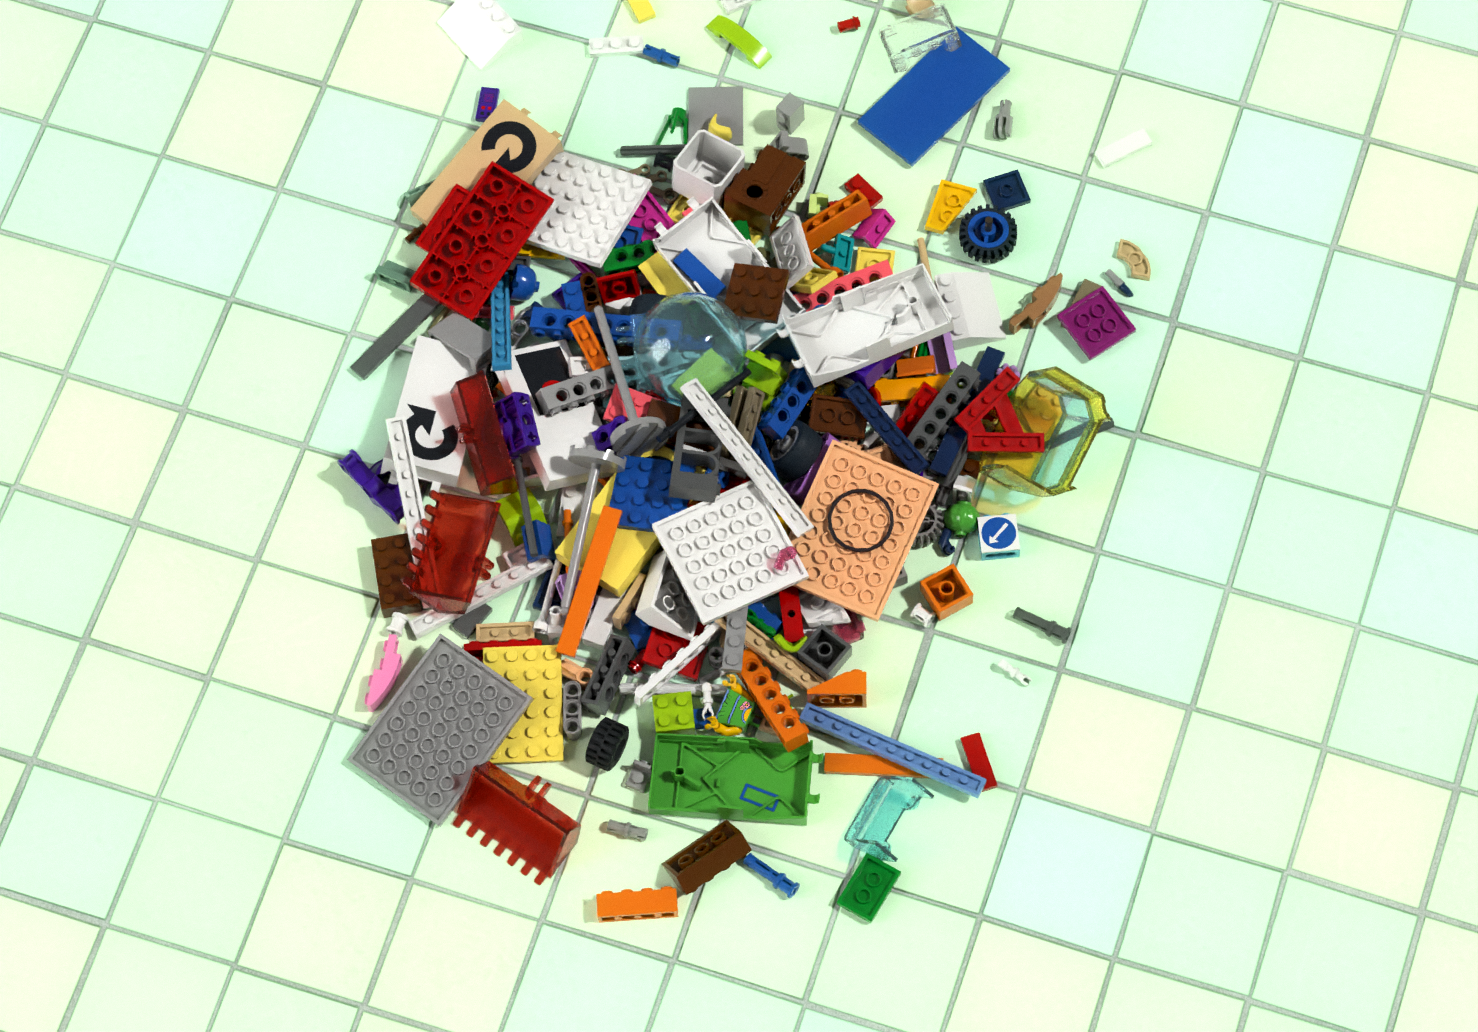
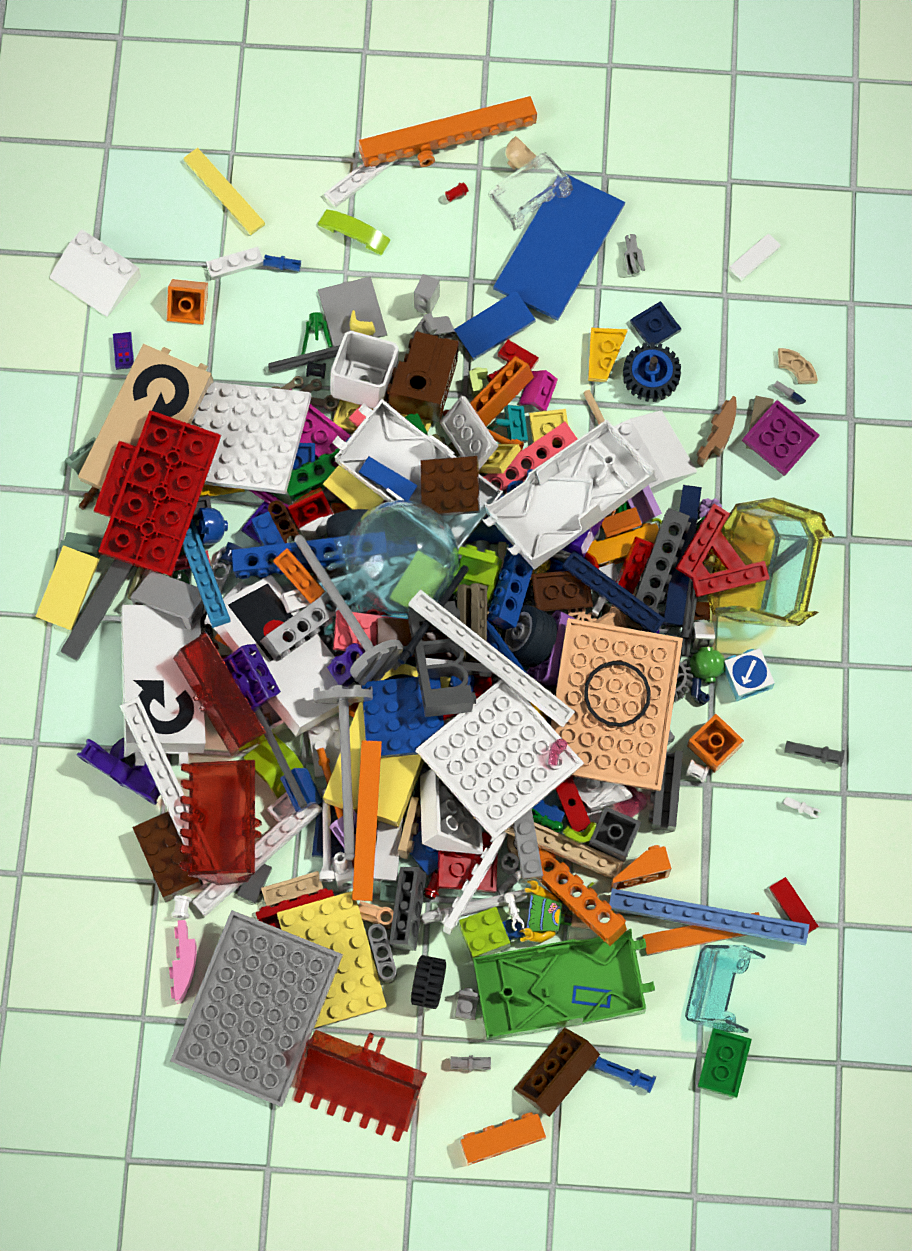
camera: 20 degrees left, 5 degrees up
(372, 310) = (67, 587): none -> light yellow tile
(560, 71) = (187, 301): none -> orange slope
(593, 655) = (388, 891): none -> sand green plate
(848, 157) = (494, 325): none -> blue tile
(885, 631) = (666, 800): none -> dark grey brick

